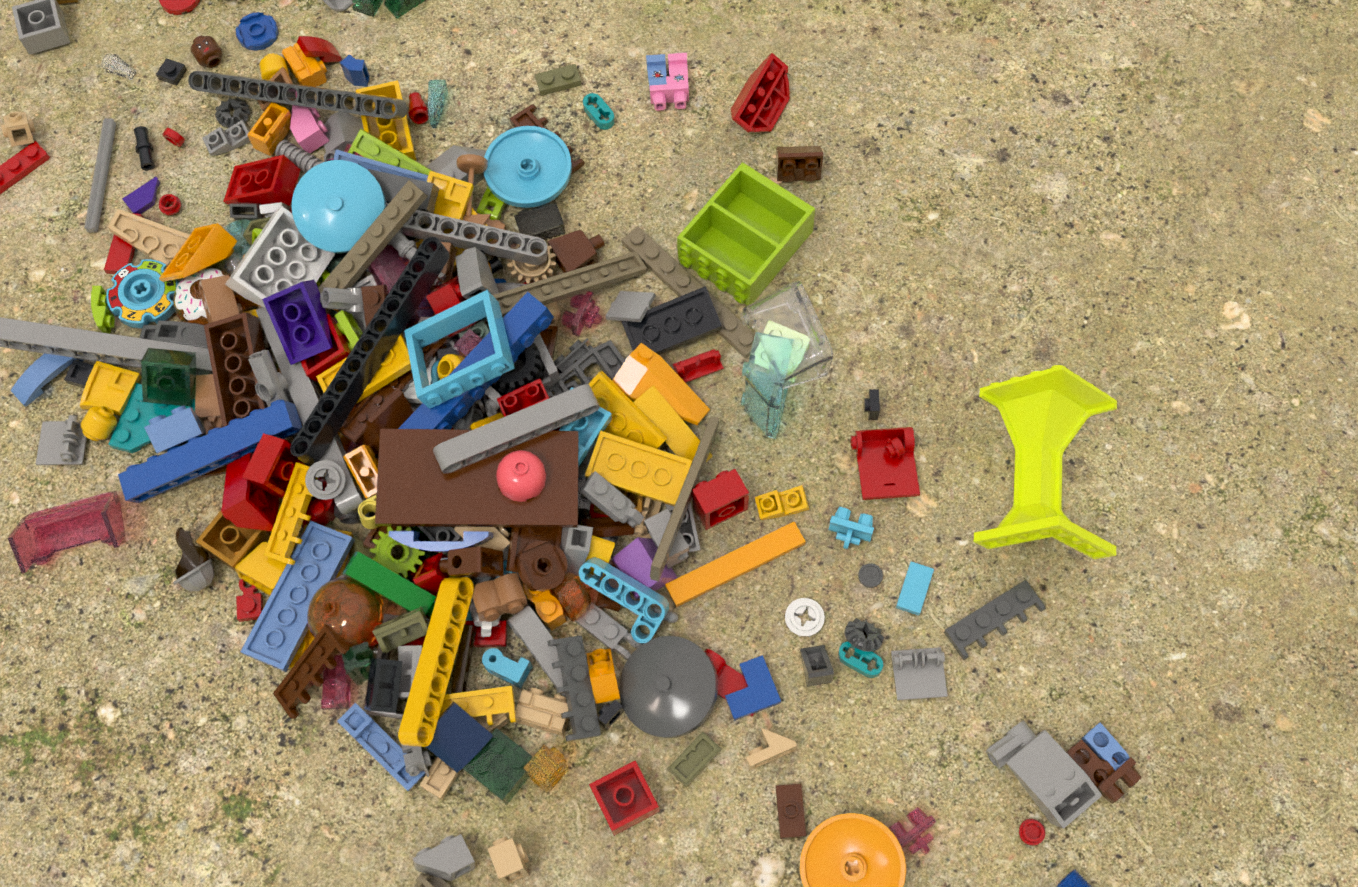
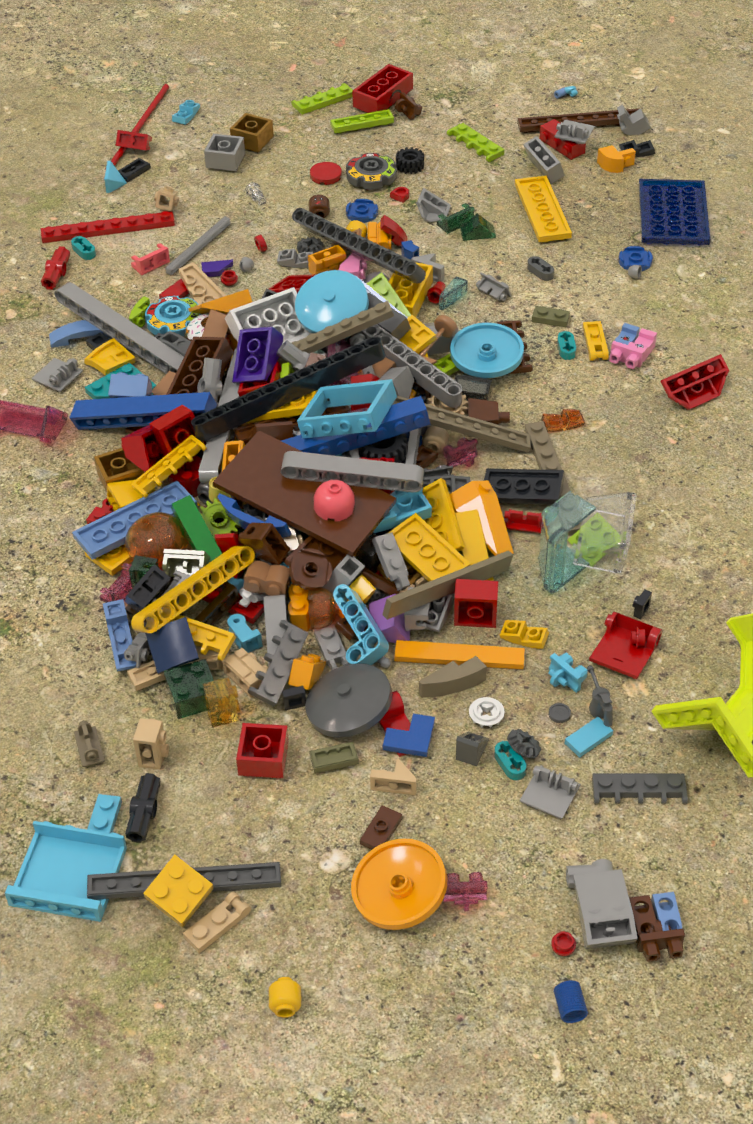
camera: 30 degrees right, 20 degrees down
(60, 224) = (152, 260): none -> coral hinge
(98, 423) = (87, 371): yellow head -> none
(144, 148) = (237, 242): black pin -> none
(168, 377) = (150, 358): clear green brick -> none
(171, 71) = (286, 209): black plate -> none
(177, 176) = (246, 264): none -> light grey hinge
(194, 568) = (82, 478): piece -> none
(308, 670) = (107, 561): reddish brown hinge -> none
(316, 487) = (202, 441): light grey gear -> none
(382, 74) = (430, 259): none -> light grey slope
(446, 860) = (109, 722): light grey slope -> none
(483, 71) = (499, 290): none -> light grey hinge
(507, 18) = (540, 268): none -> dark grey beam
(625, 90) = (595, 340): none -> yellow plate
(630, 306) = (500, 463): light grey piece -> none
(657, 213) = (567, 420): none -> clear orange slope
(745, 234) = (620, 453): lime container -> none
(751, 597) = (453, 678): none -> dark tan slope
(799, 163) = (694, 432): reddish brown slope -> none
(907, 545) = (601, 703): none -> dark grey piece

